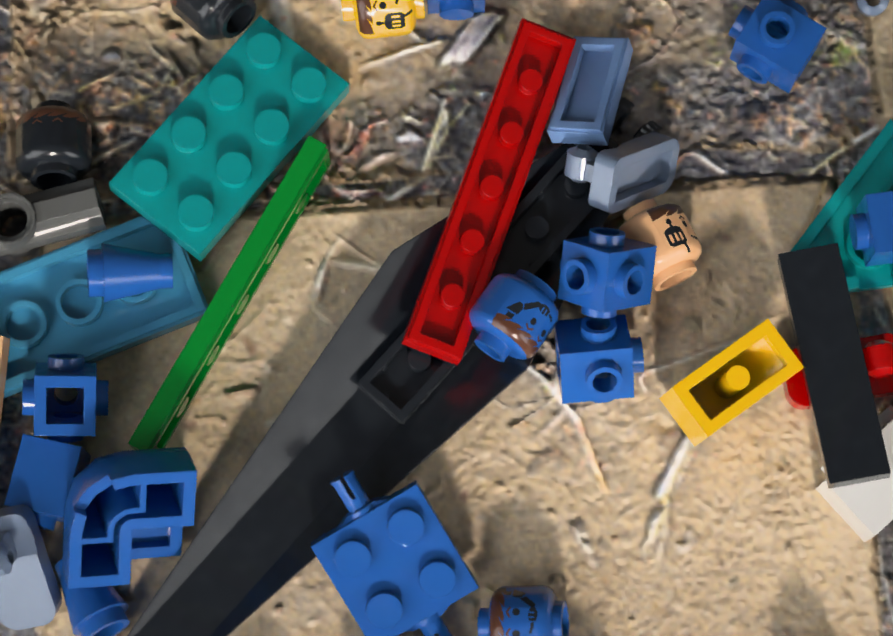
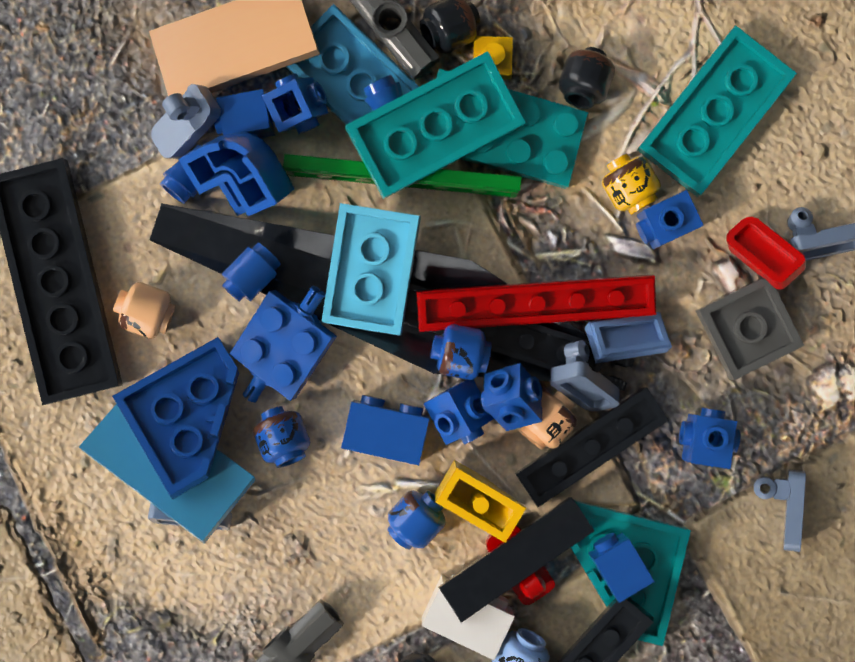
camera: 65 degrees right, 10 degrees up
(125, 110) = (500, 51): none -> yellow plate
(186, 217) = (435, 125): none -> teal plate
(273, 562) = (250, 272): none -> blue brick
(344, 390) = (371, 269): none -> medium azure plate
(578, 473) = (385, 430): none -> blue brick
(720, 204) = (591, 446): none -> black plate
(722, 484) = (416, 519): none -> blue head

